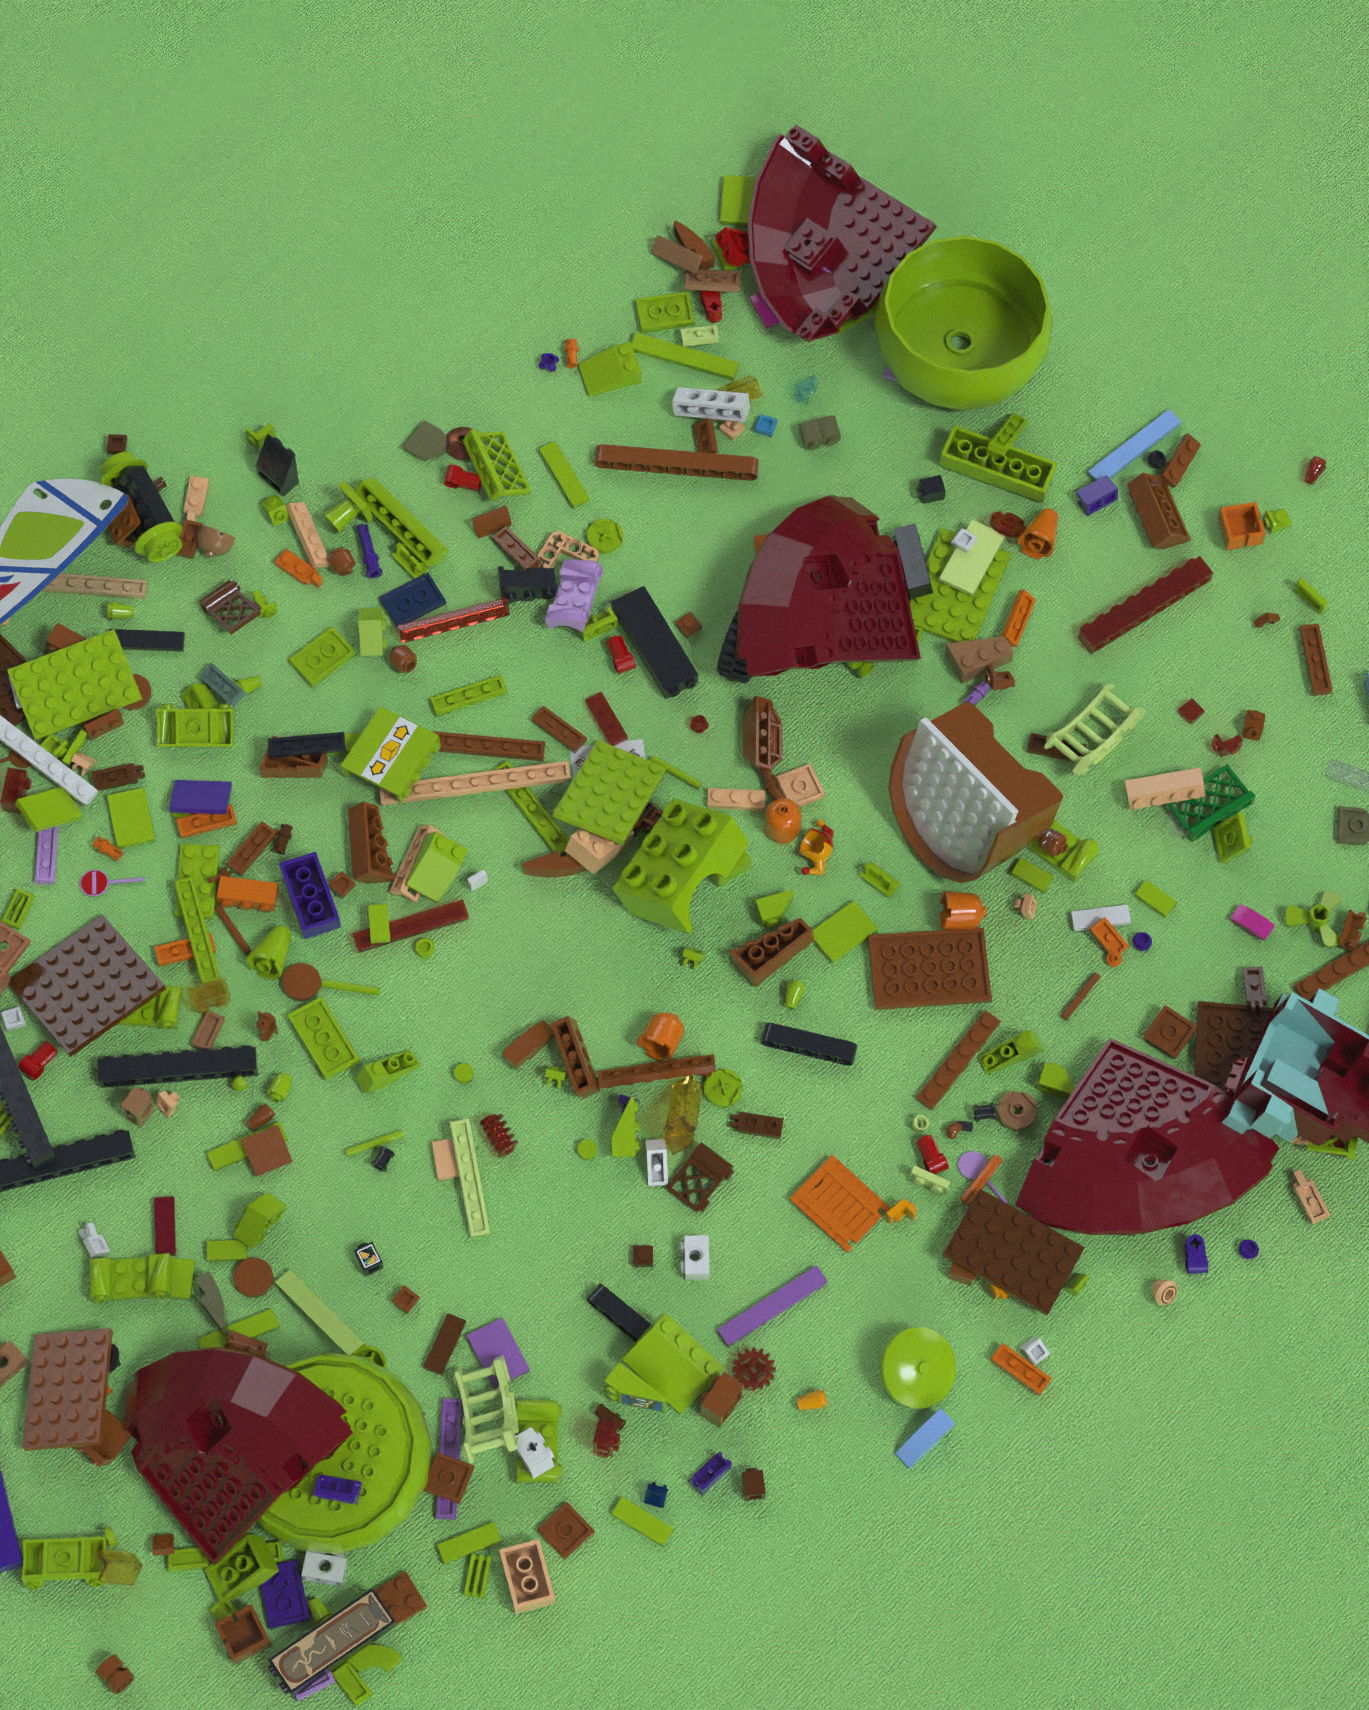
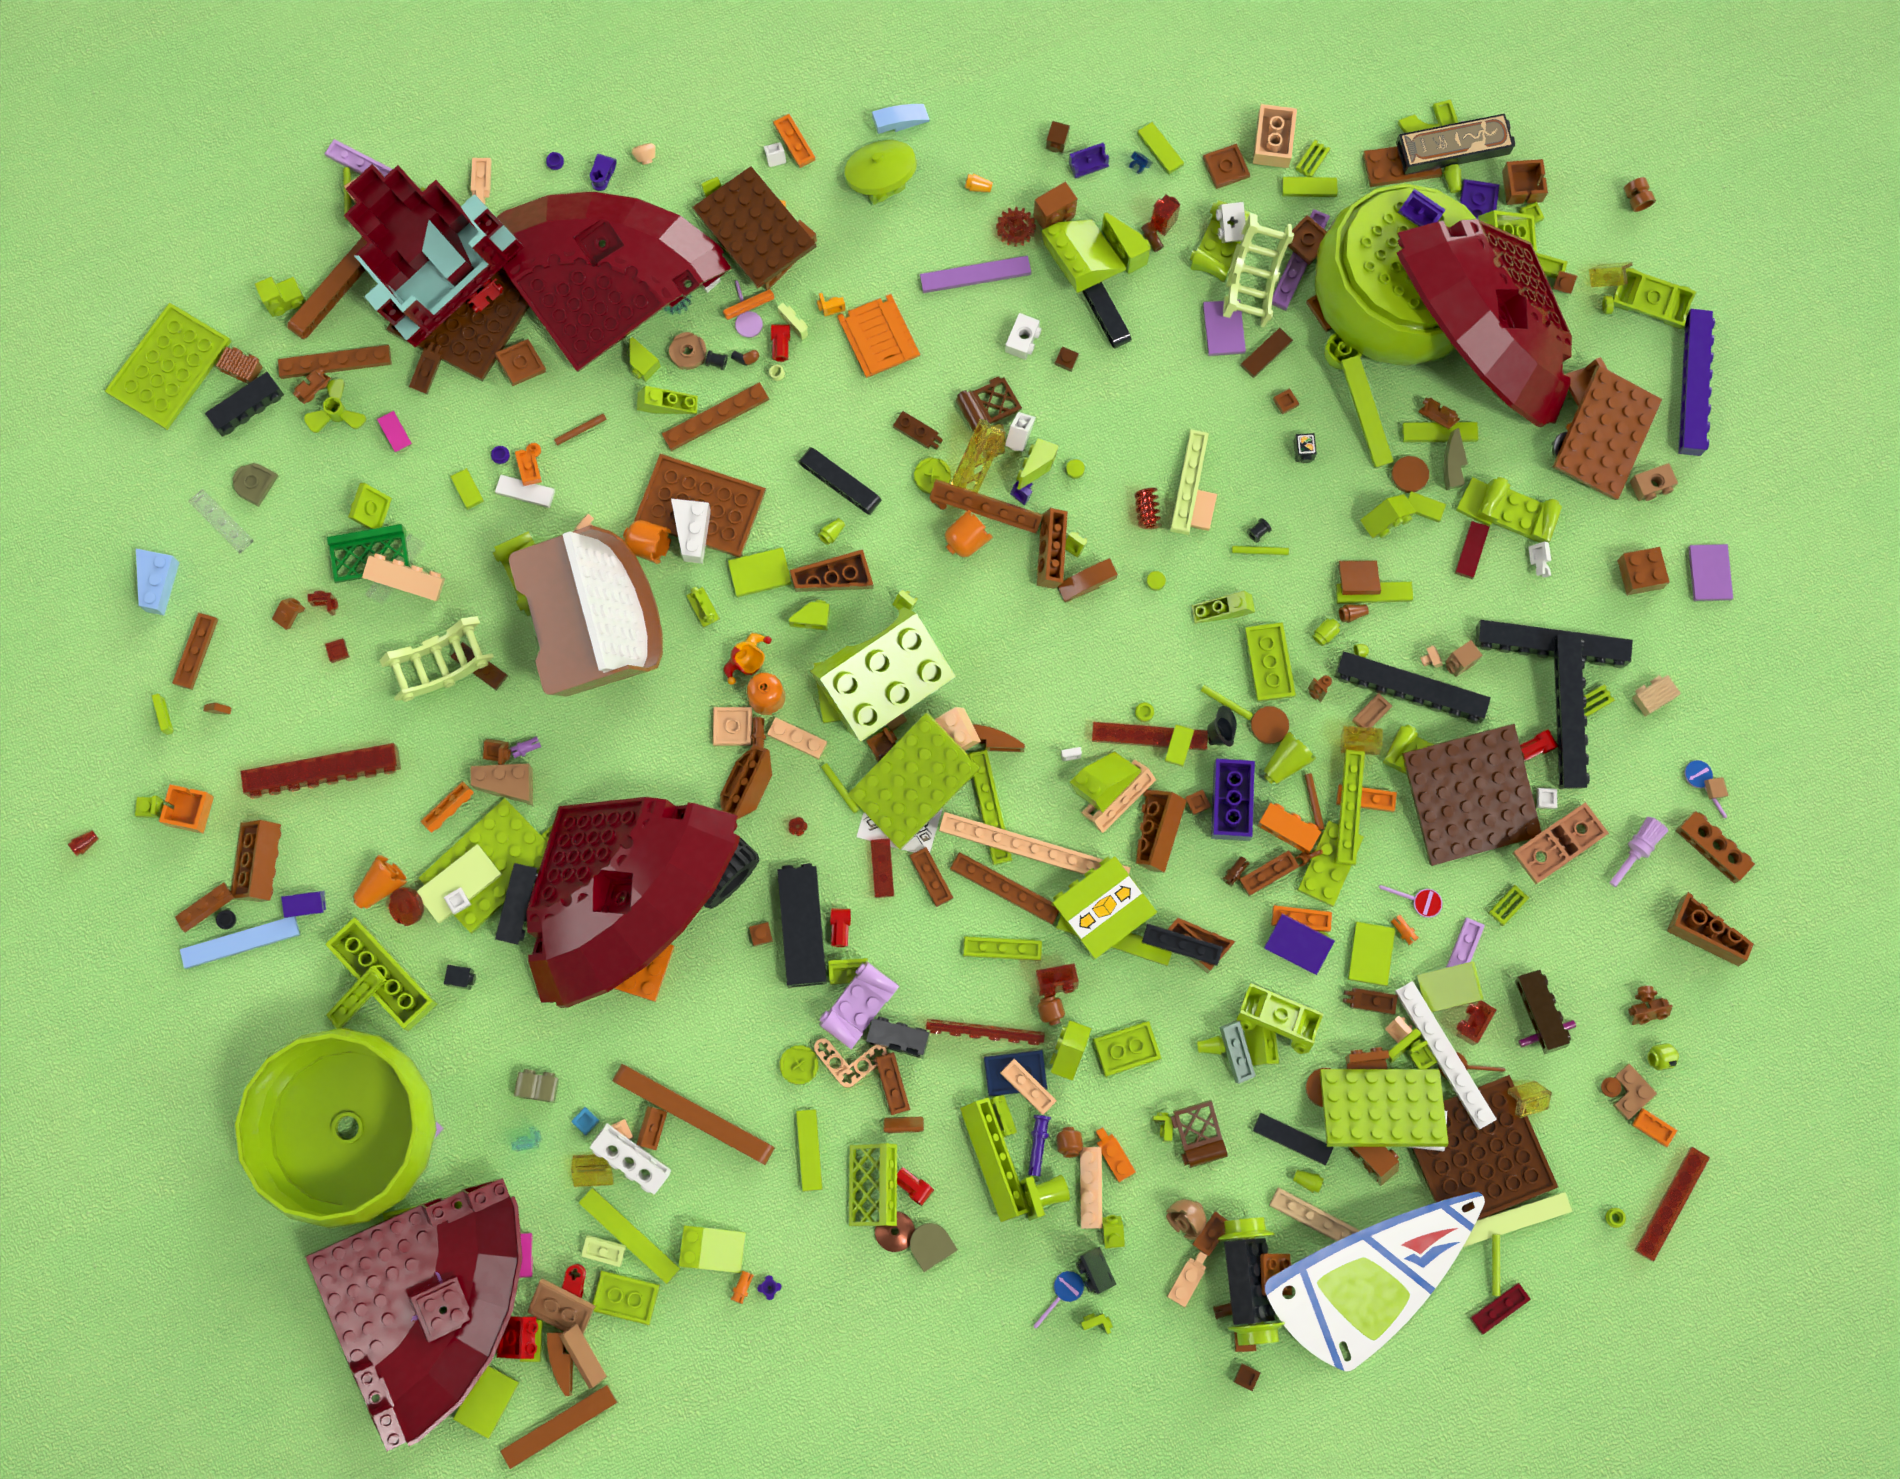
camera: 155 degrees left, 10 degrees up
(302, 454) = (1068, 1288): none -> blue piece
(343, 957) = (1223, 728): none -> black piece
(396, 590) = (1028, 1087): none -> light nougat tile
(408, 681) = (1057, 980): none -> clear red brick
(671, 205) = (558, 1426): none -> dark orange tile
(924, 934) = (692, 528): none -> white wedge

